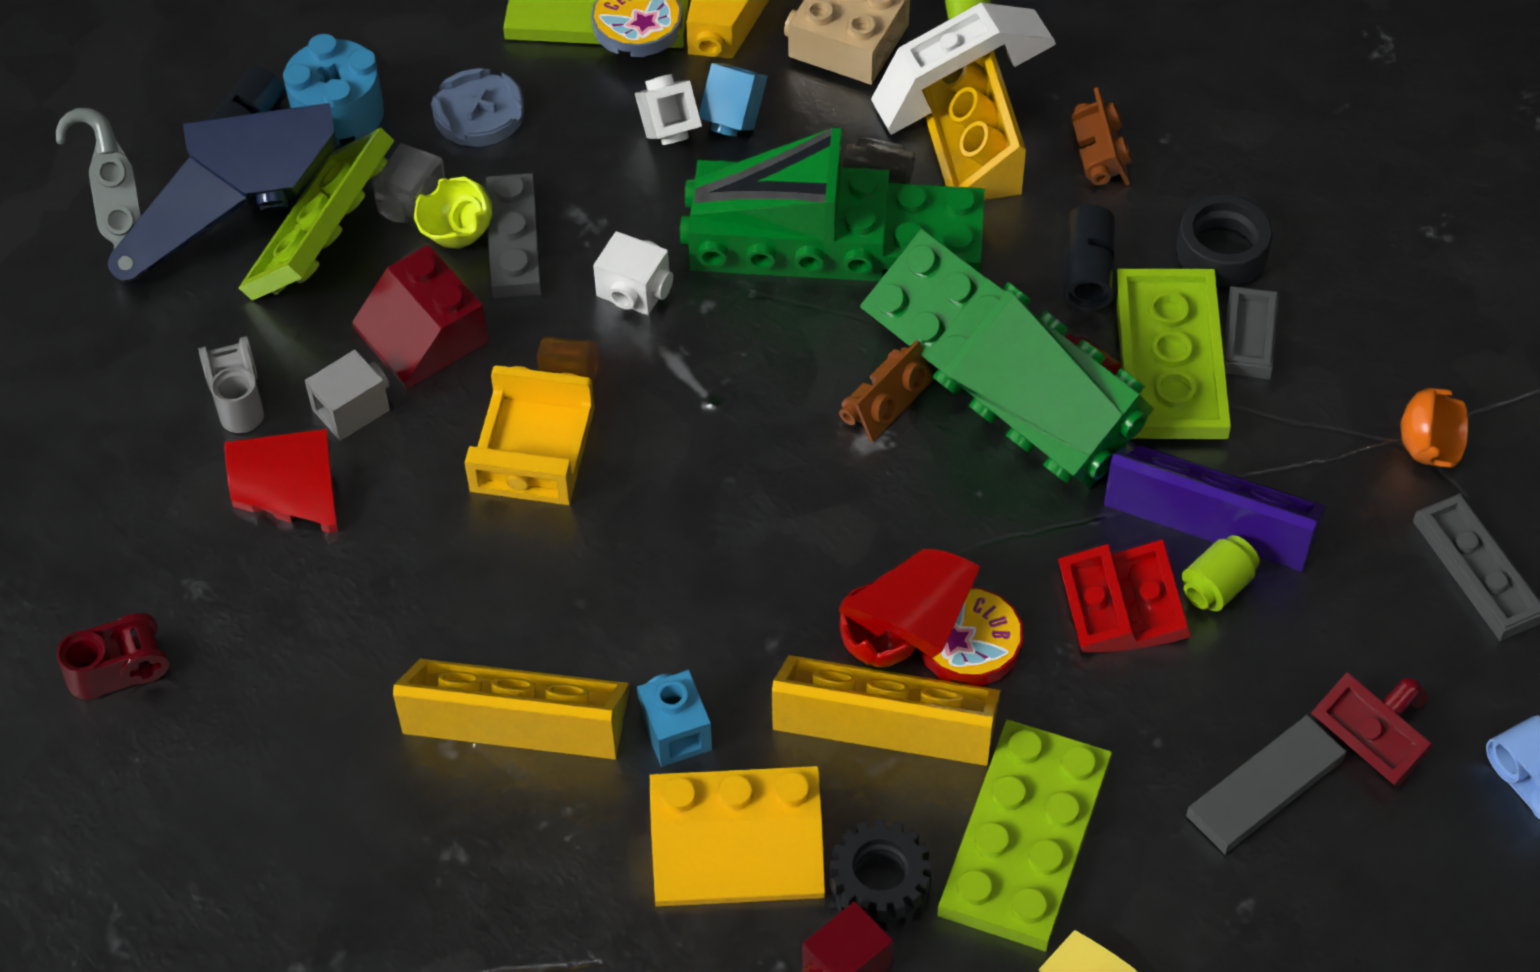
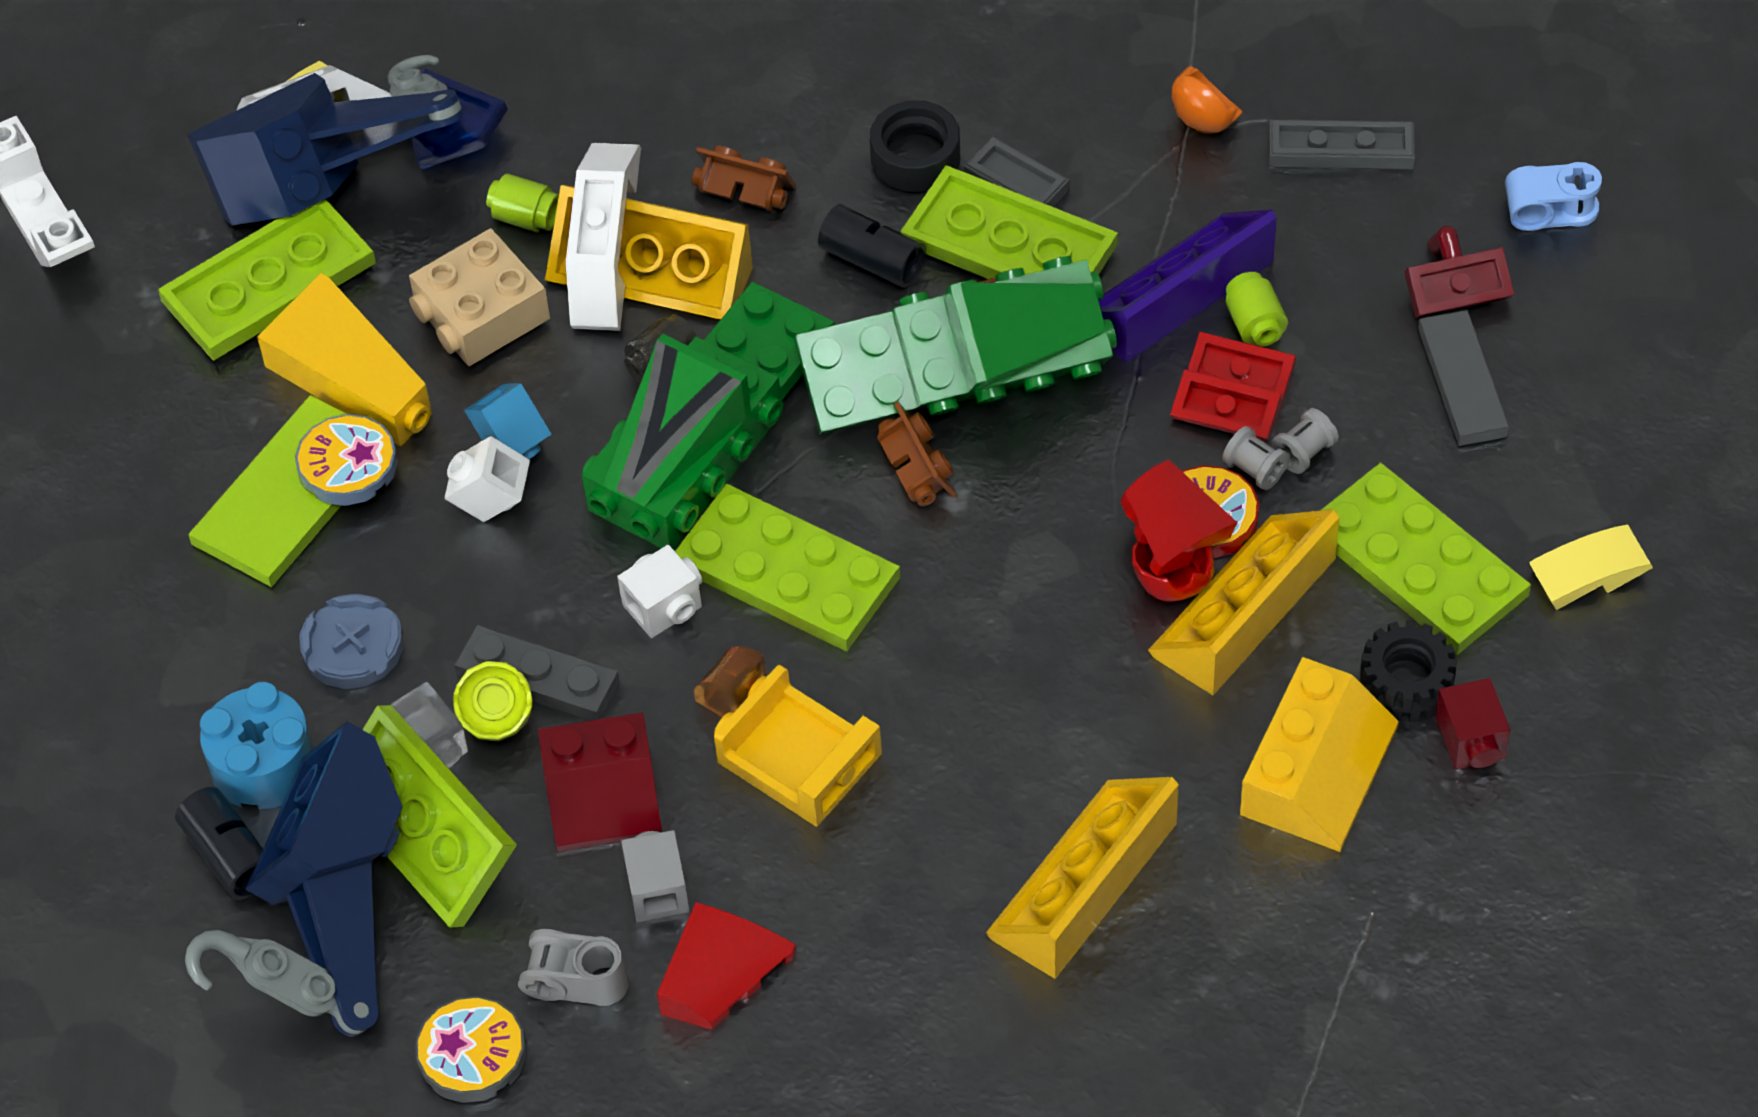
camera: 60 degrees left, 0 degrees up
(133, 353) = (470, 1049): none -> tile
(674, 717) = (1173, 749): dark azure brick -> none
(717, 353) = (788, 567): none -> lime plate
(1048, 645) = (1255, 458): none -> light grey bush
(1094, 677) = (1306, 439): none -> light grey bush

